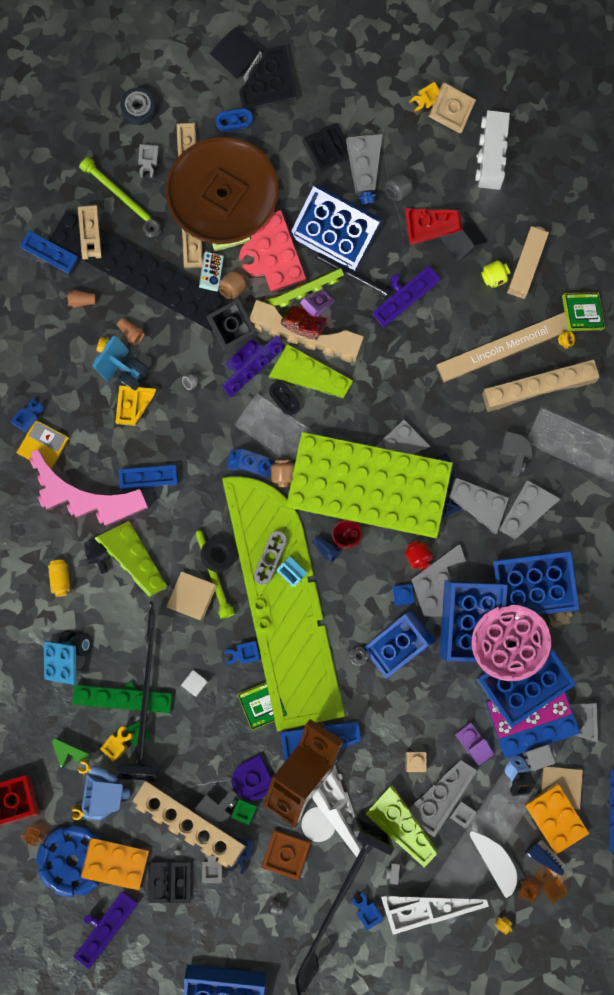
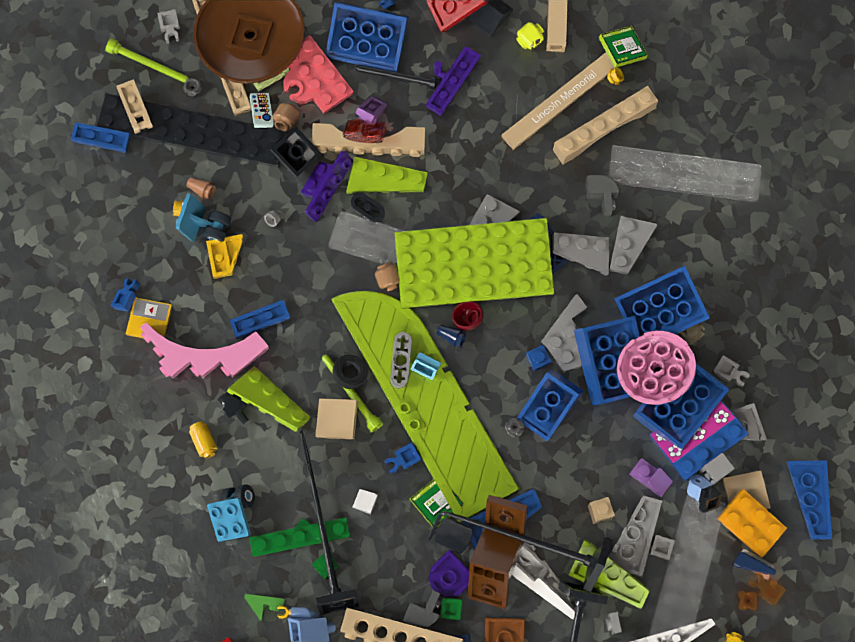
camera: 15 degrees left, 5 degrees down
(80, 298) = (143, 171): nougat cone -> none
(115, 745) = (306, 583): yellow plate -> none
(250, 462) = (353, 275): blue bracket -> none
(271, 746) = (457, 537): none -> black piece
(301, 289) = (352, 103): lime wing -> none
(316, 825) = (525, 601): white sticker -> none
(418, 555) = (541, 315): red head -> none
(500, 864) = (712, 582): white sticker -> none
(581, 663) = (728, 370): none -> light grey plate

